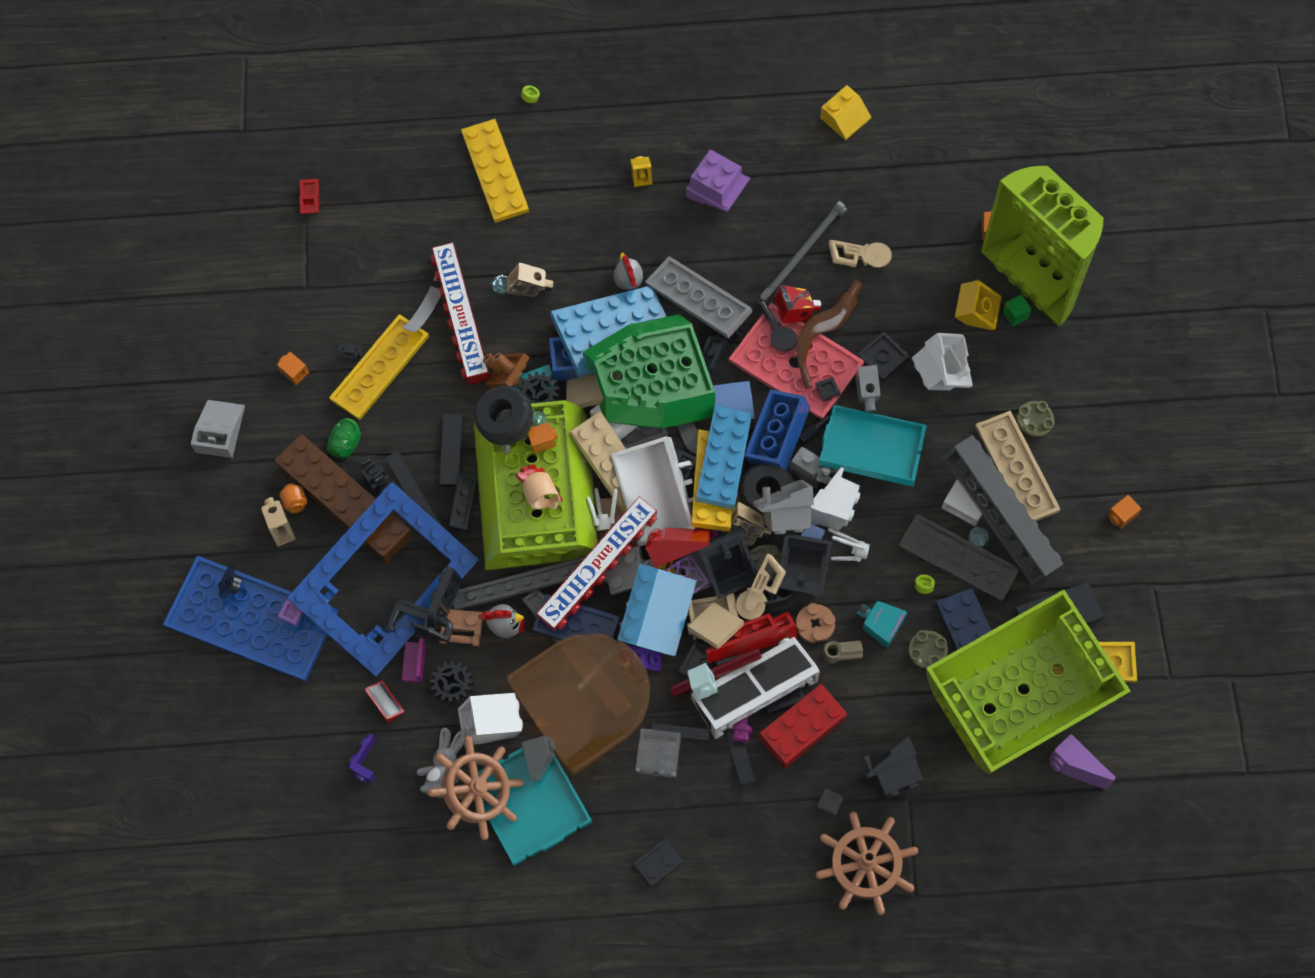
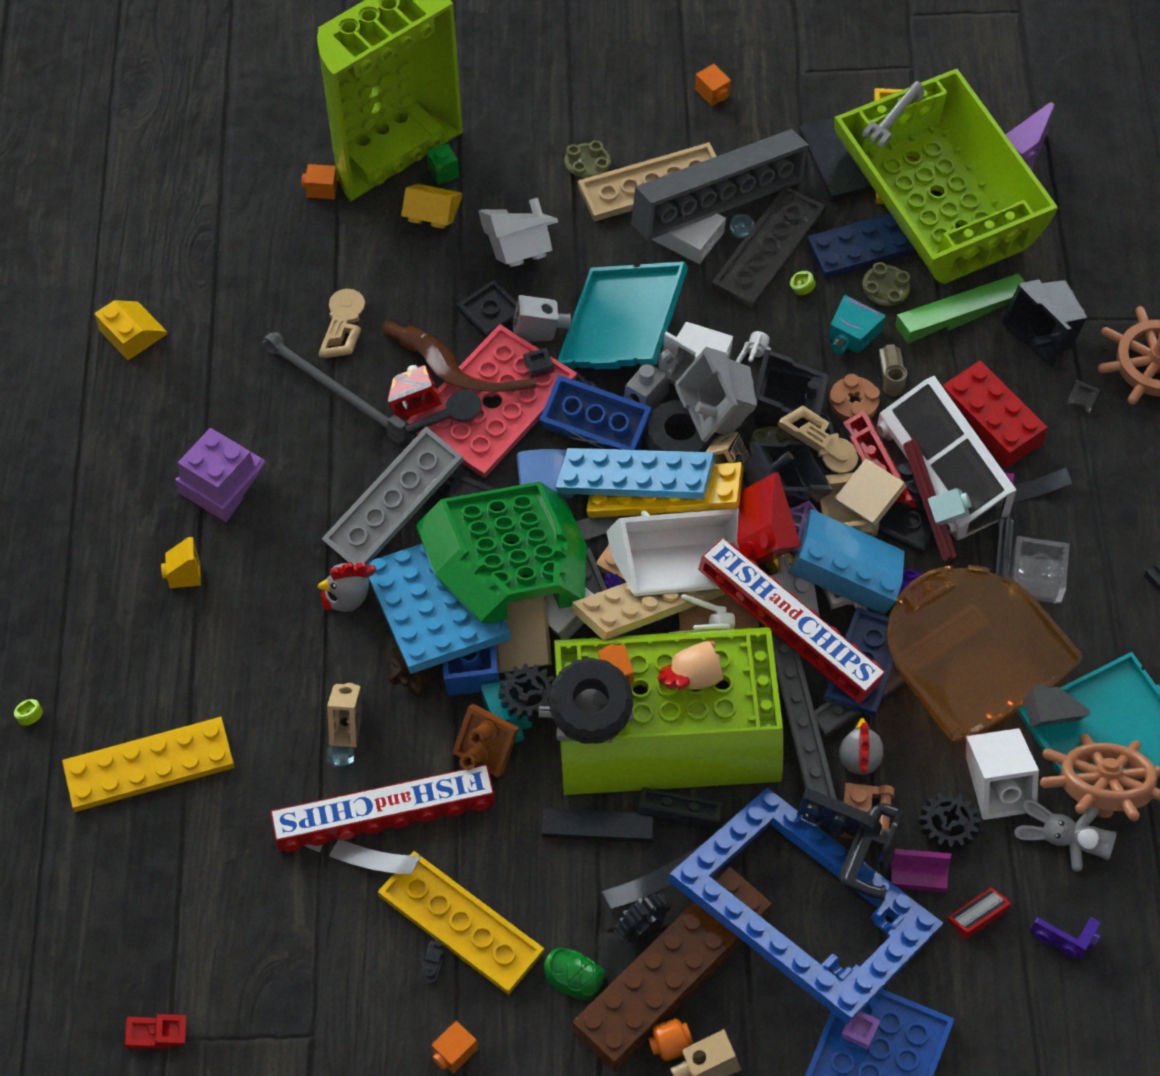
camera: 90 degrees left, 10 degrees down
(909, 708) = (956, 309): none -> bright green slope
(1050, 623) = (880, 131): none -> light grey hinge

